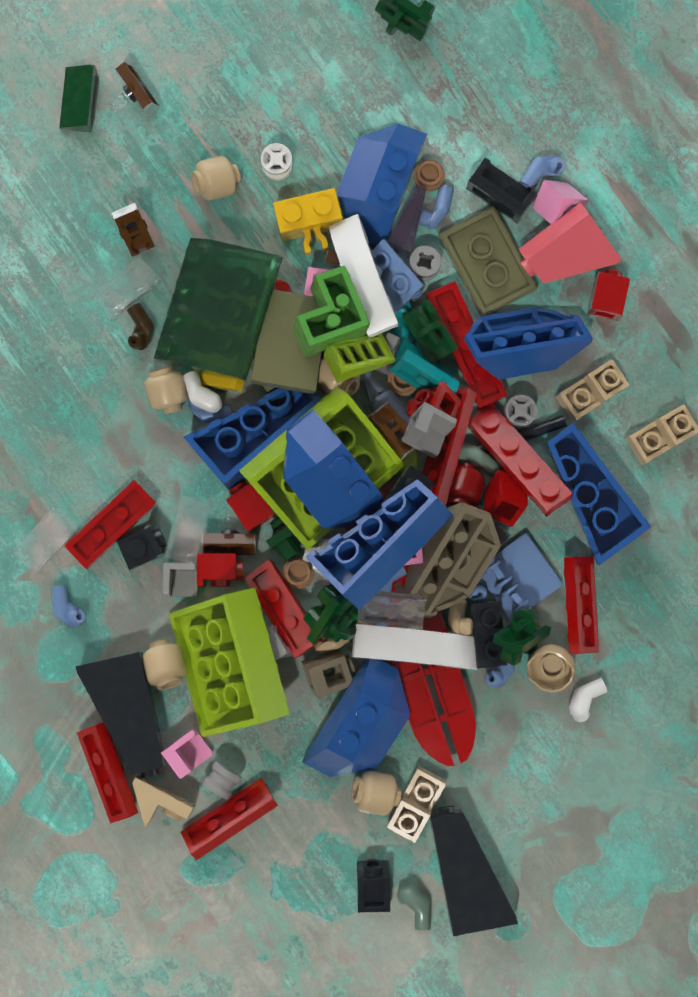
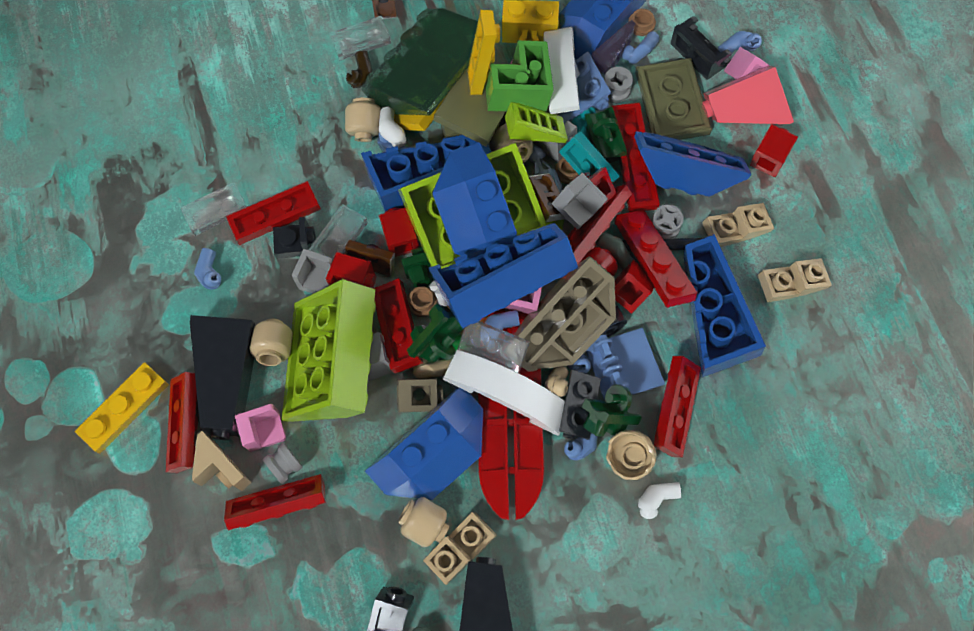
camera: 25 degrees right, 15 degrees down
(39, 775) = (121, 408): none -> yellow plate
(285, 307) = (482, 51): none -> yellow plate

